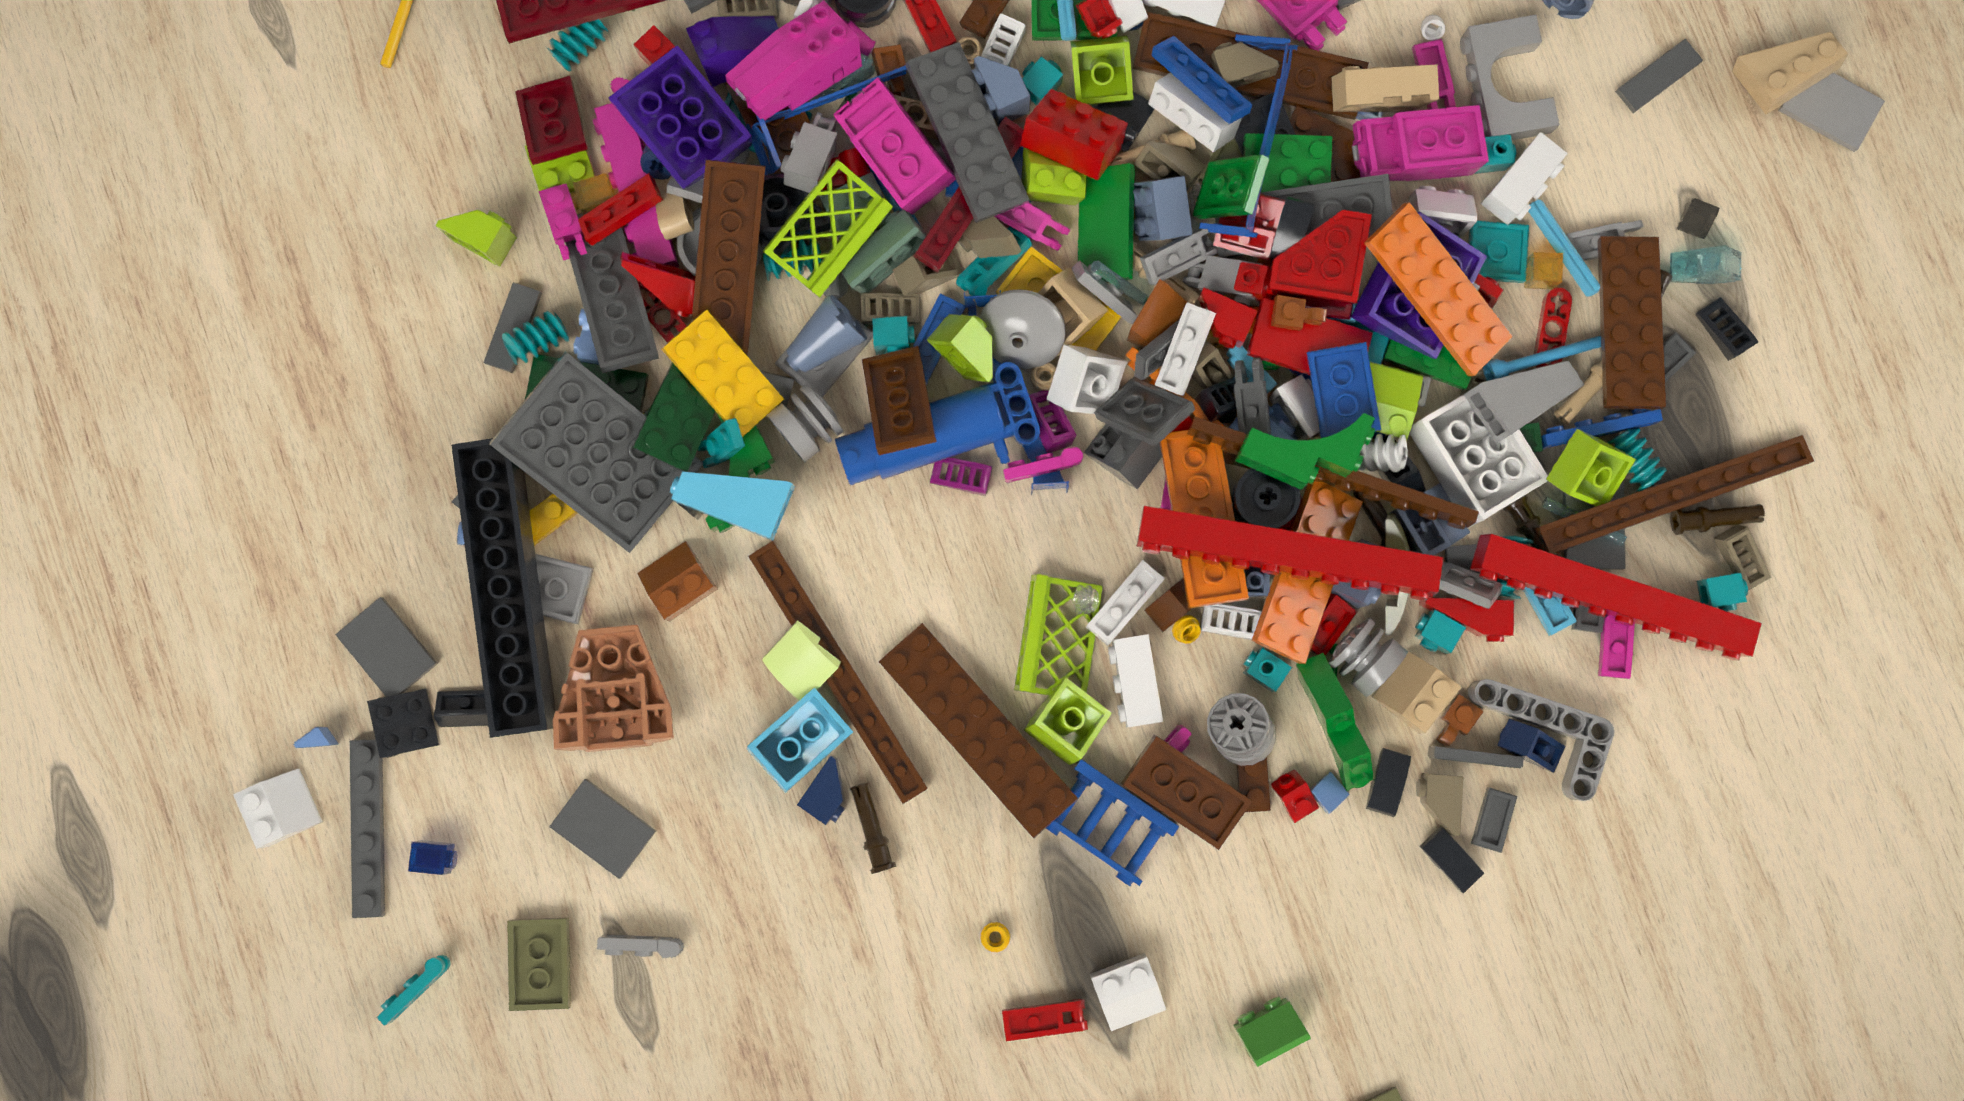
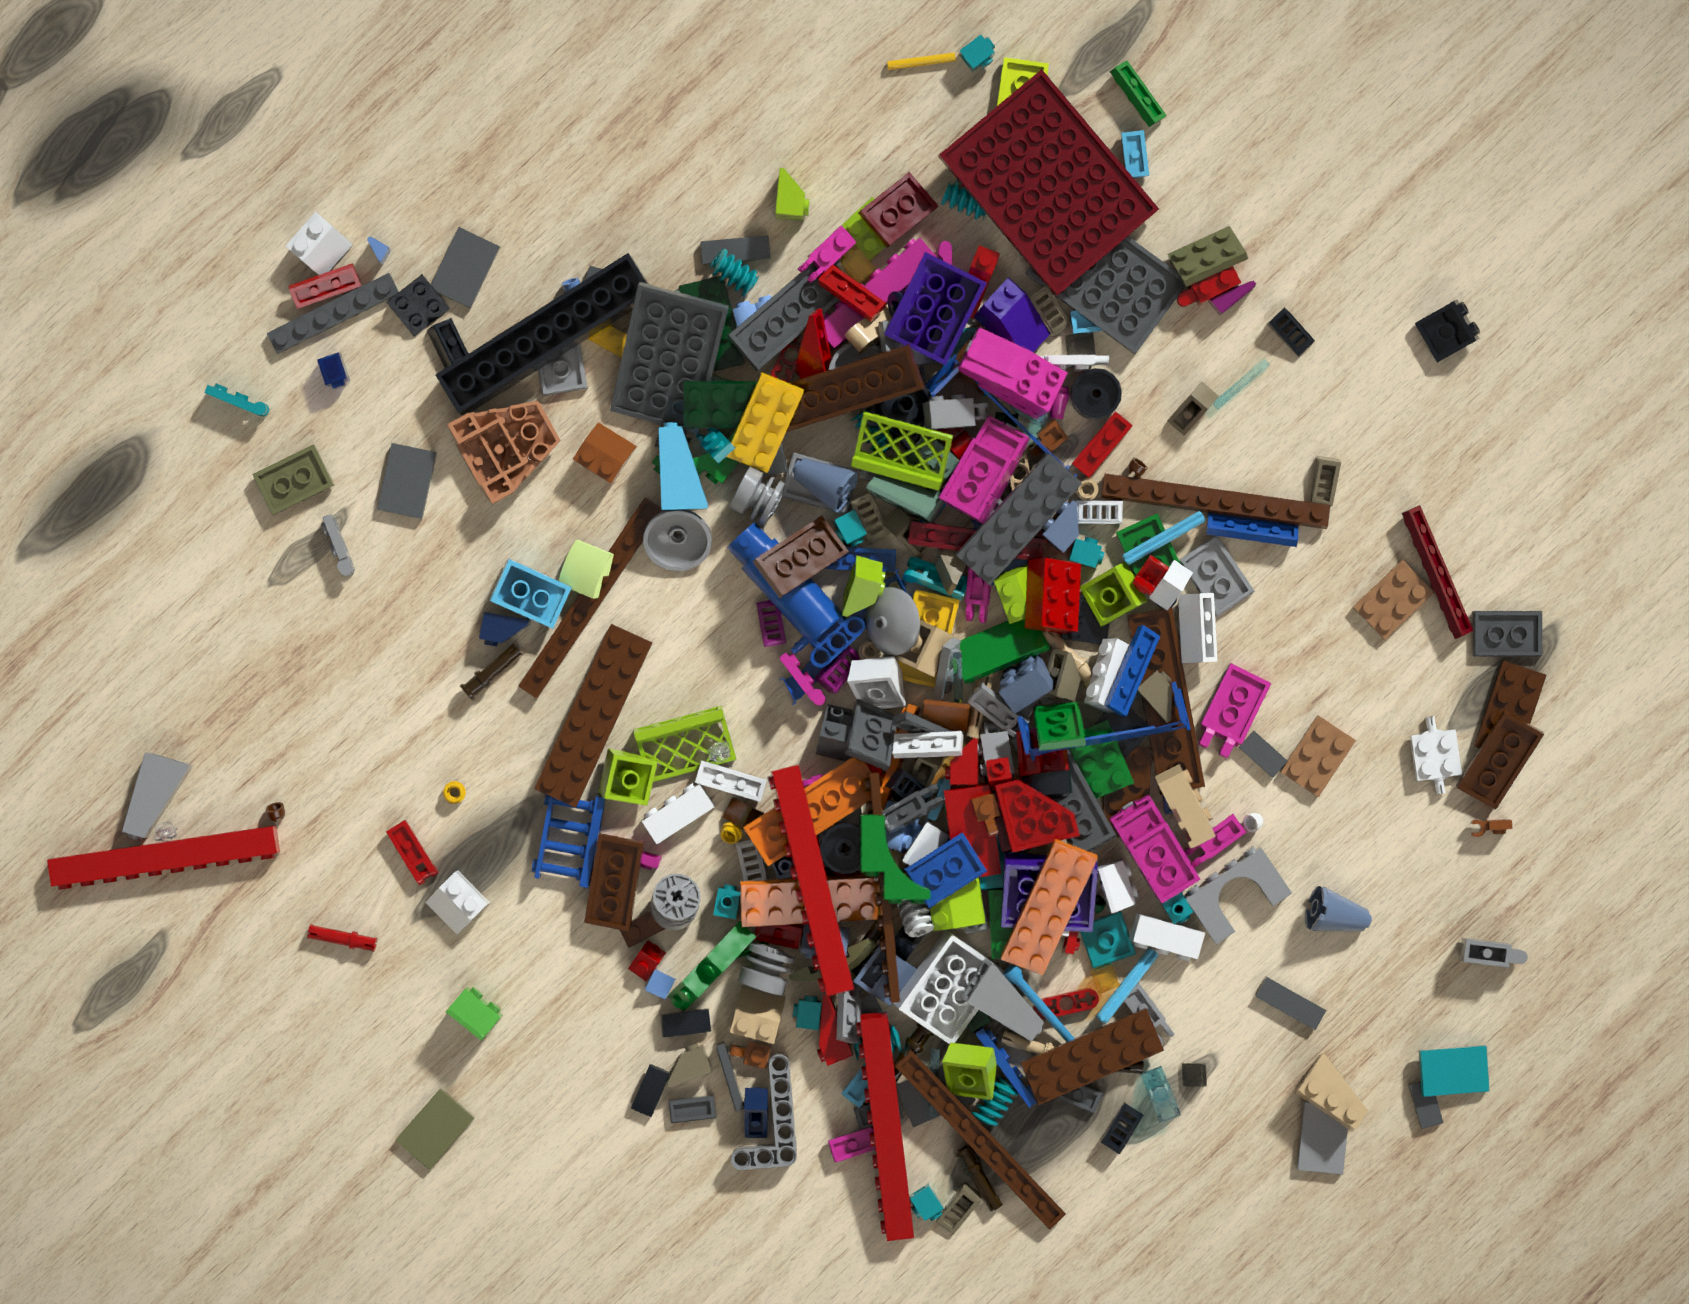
camera: 65 degrees right, 5 degrees up
(329, 823) = (324, 286): none -> plate
(830, 541) = (674, 550): none -> light grey dish

